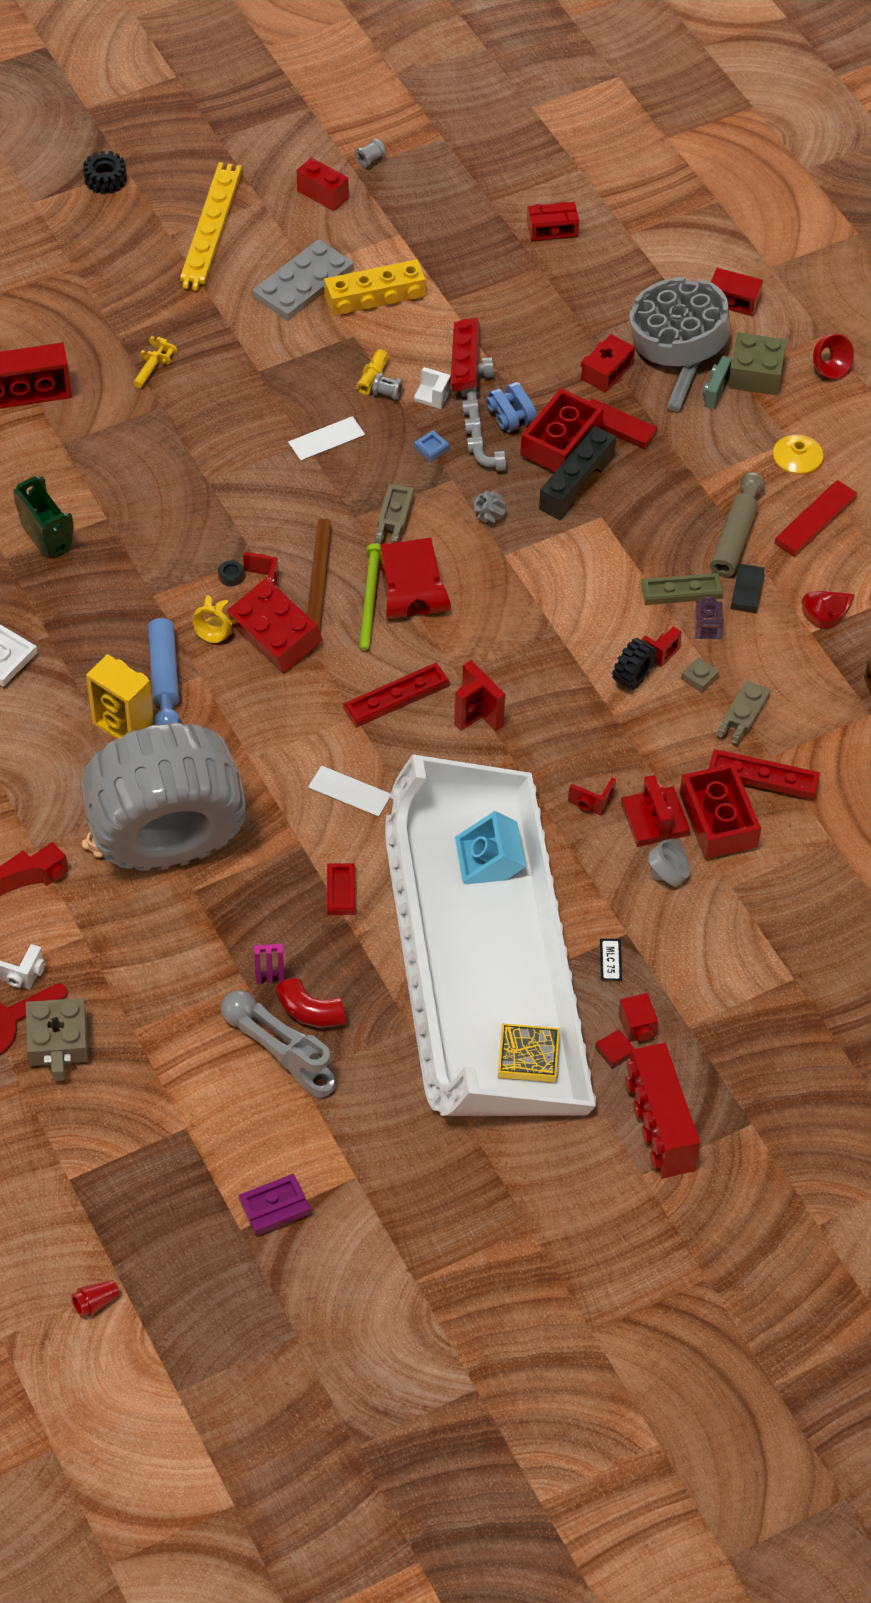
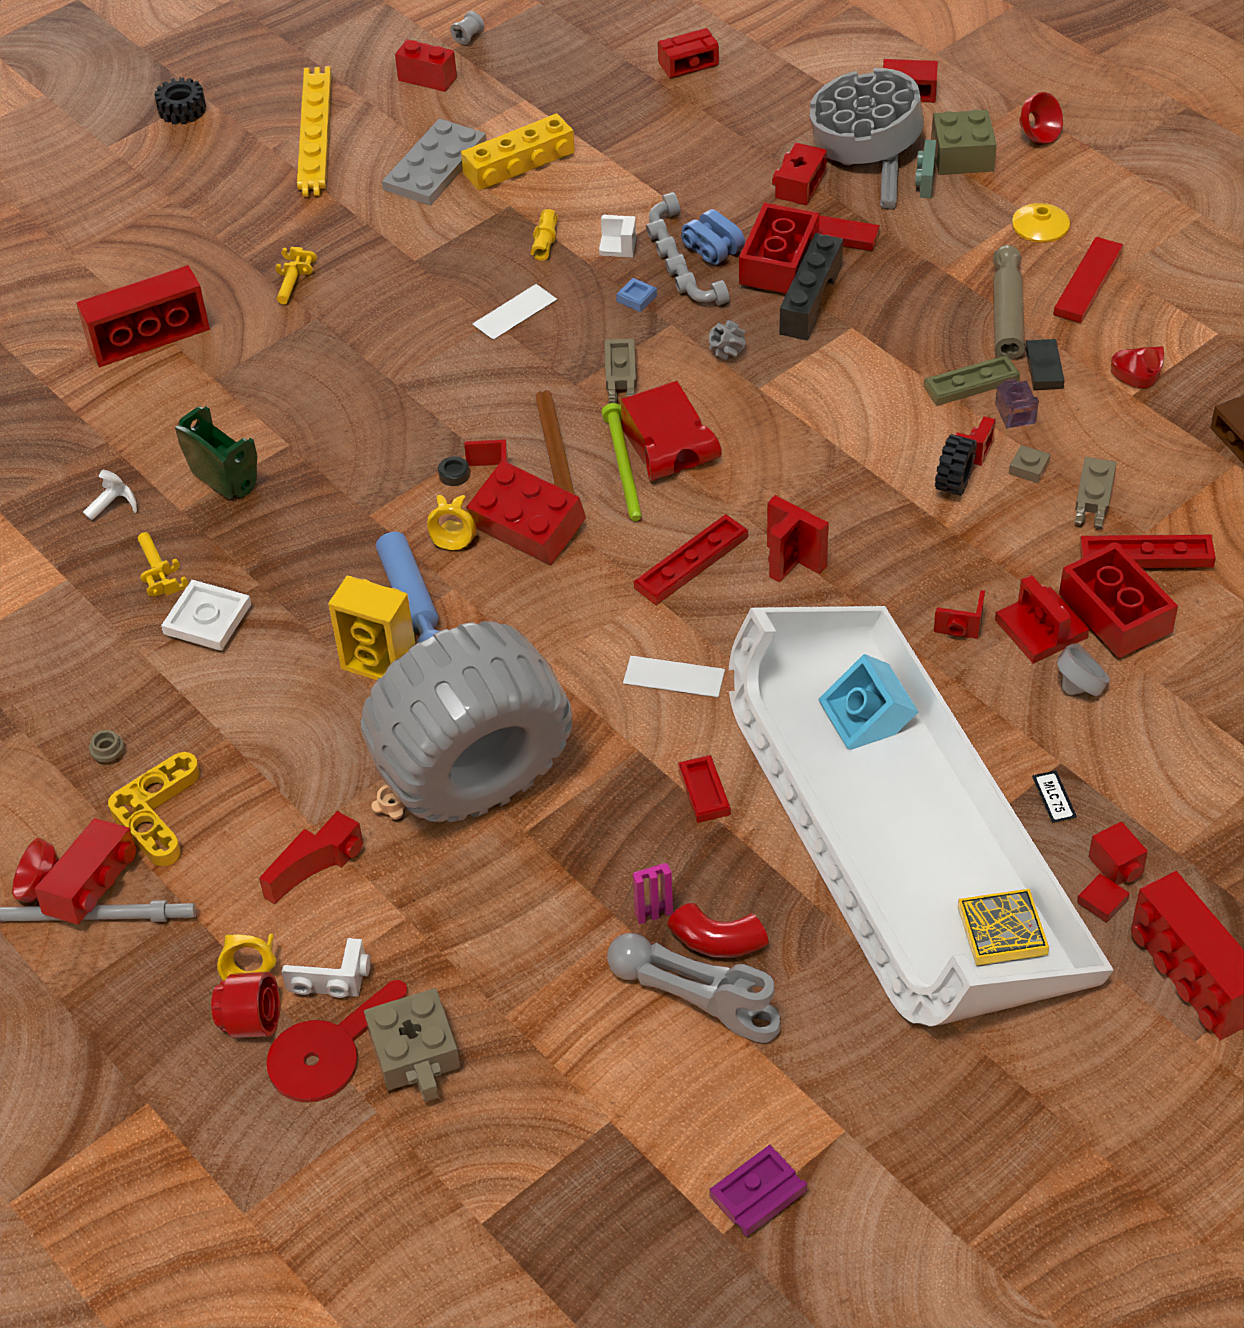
camera: 10 degrees left, 5 degrees down
(387, 386) = (567, 244): light grey bush -> none
(465, 354) = (642, 195): red plate -> none

